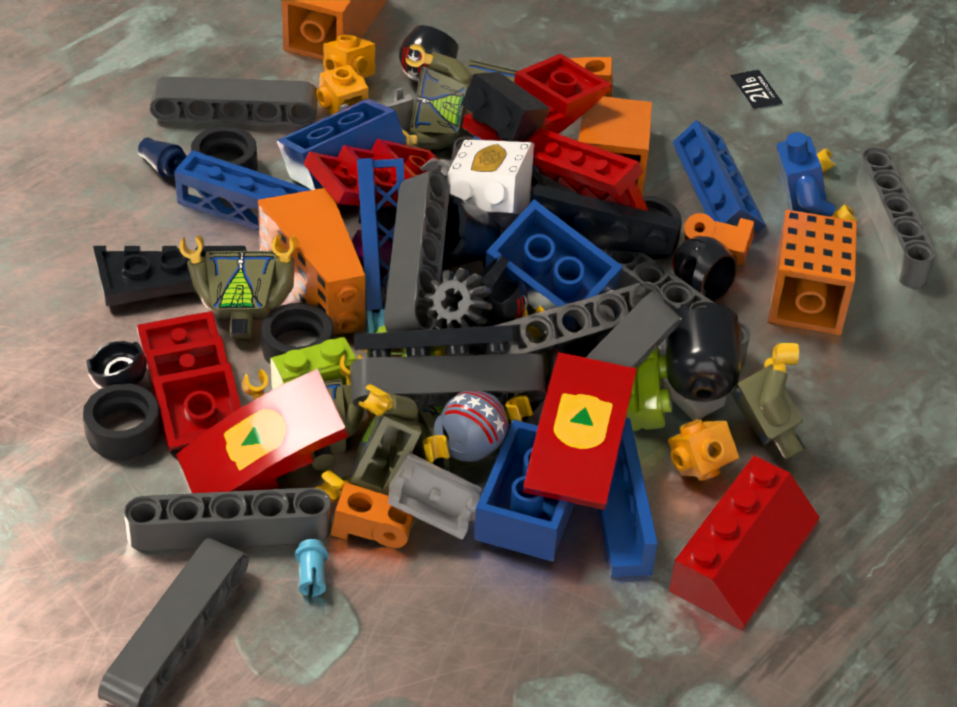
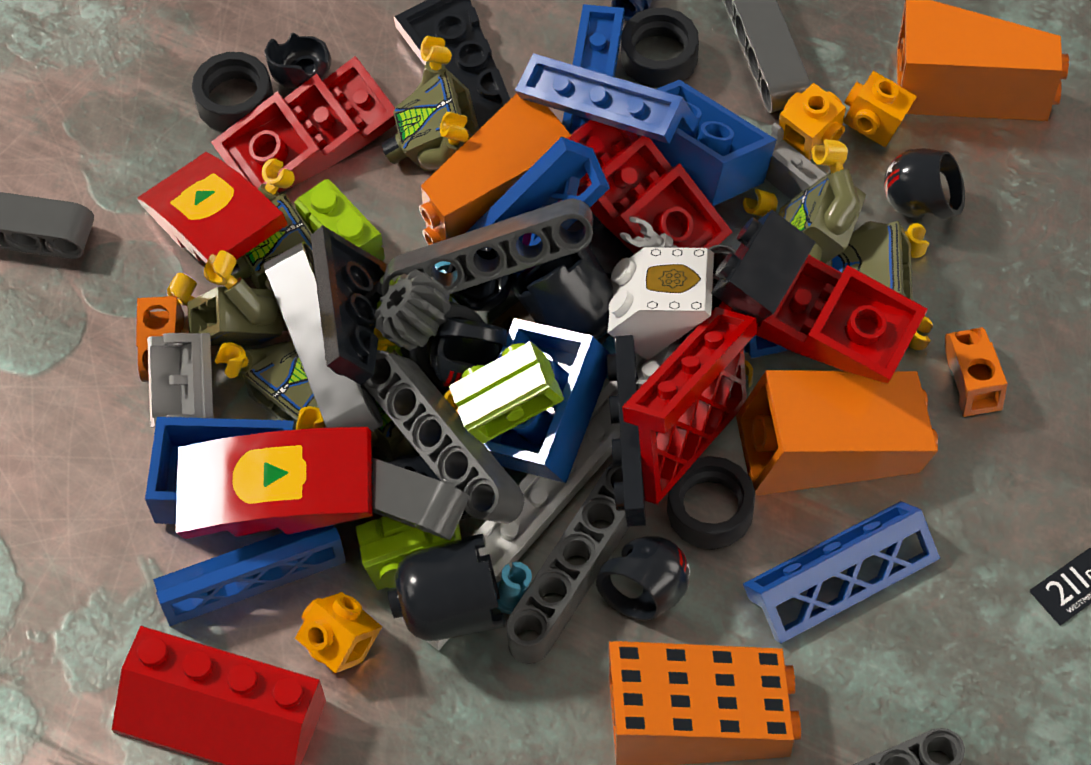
camera: 80 degrees right, 15 degrees up
(227, 517) = (108, 168): dark grey beam -> none
(290, 318) = (385, 176): black tyre -> none
(309, 149) = (605, 99): none -> fence
(311, 561) = (87, 307): medium azure pin -> none
(474, 425) = (264, 381): sand blue helmet -> none
(559, 262) = (506, 391): none -> brick
(735, 238) = (713, 587): orange leg -> none
(769, 404) = (414, 683): olive torso -> none
(802, 177) = (867, 661): blue torso -> none

